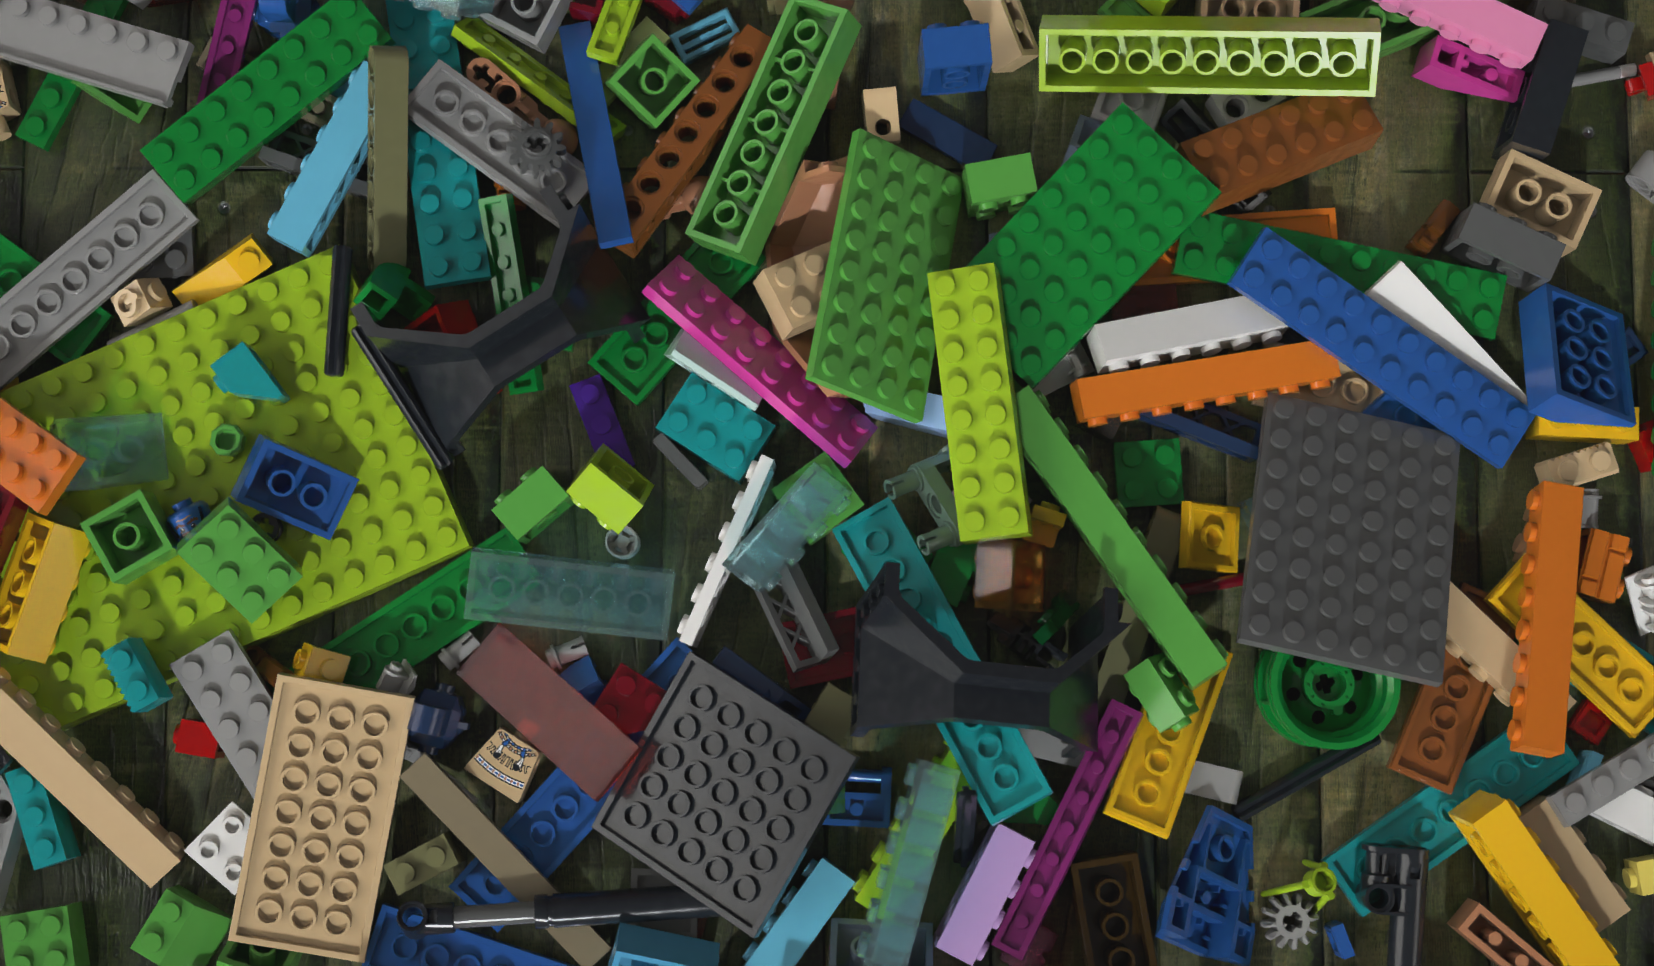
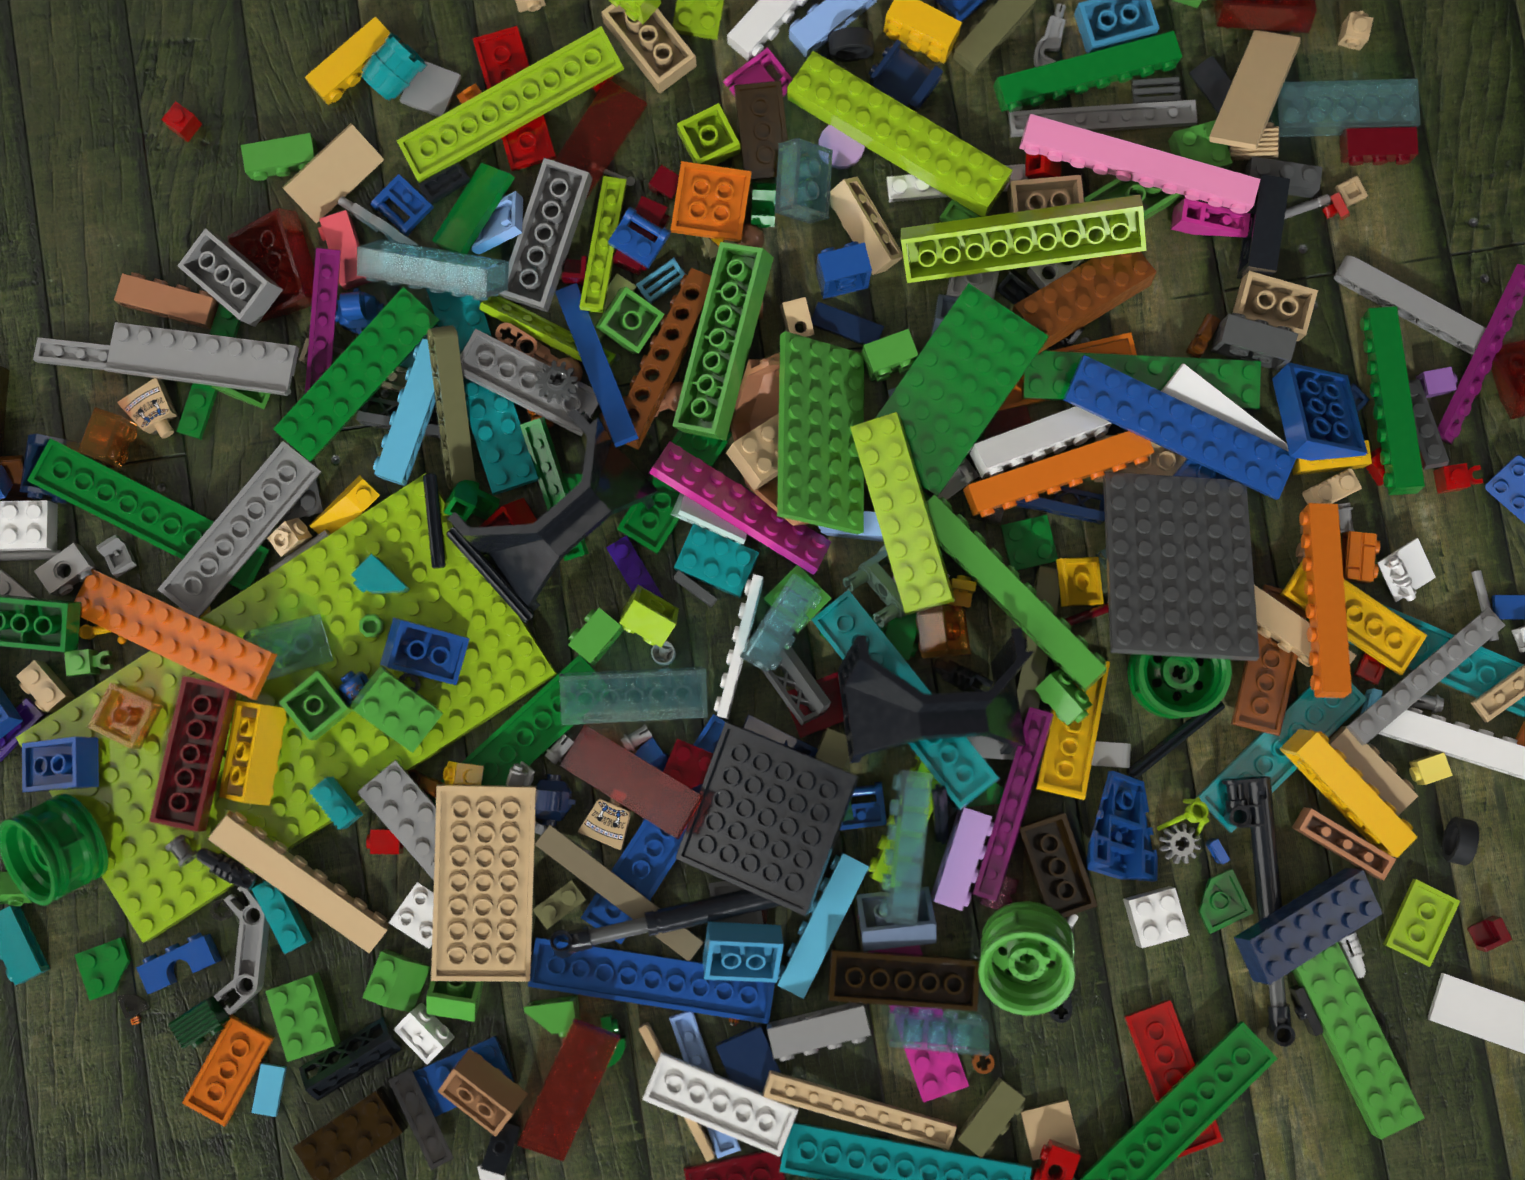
camera: 10 degrees left, 0 degrees up
(1054, 618) = (979, 656): dark green plate -> none

